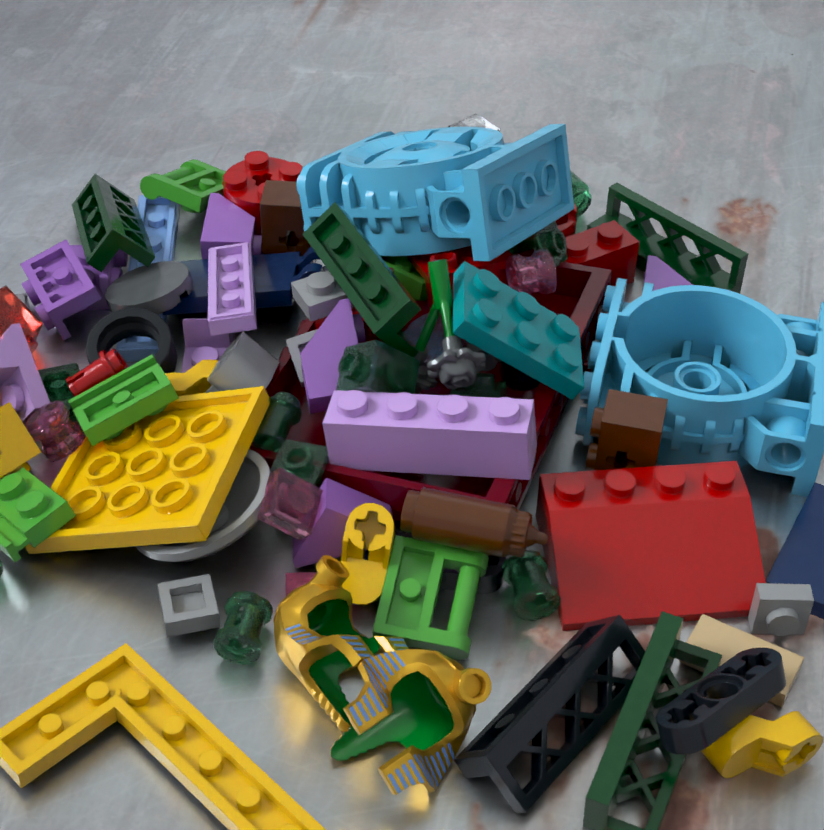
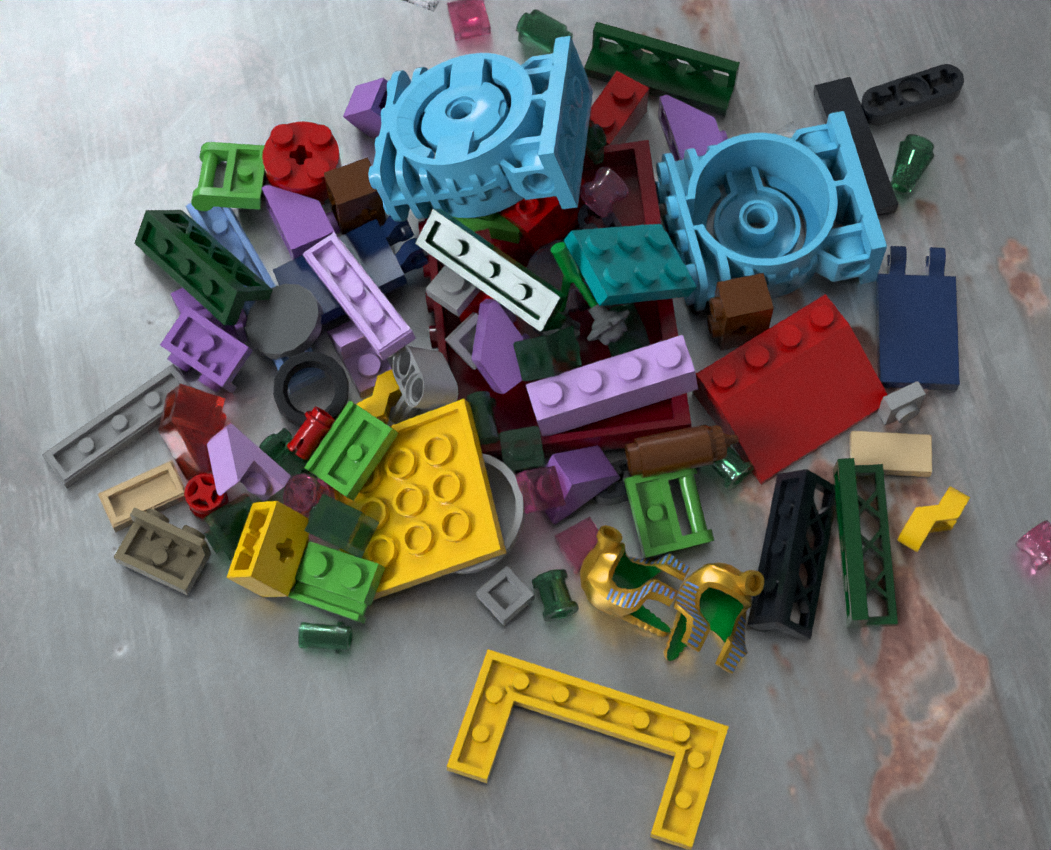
camera: 25 degrees left, 25 degrees up
(60, 457) = (341, 525): none -> clear green brick
(370, 529) = (612, 498): yellow piece -> none
(720, 700) = (907, 521): black beam -> none

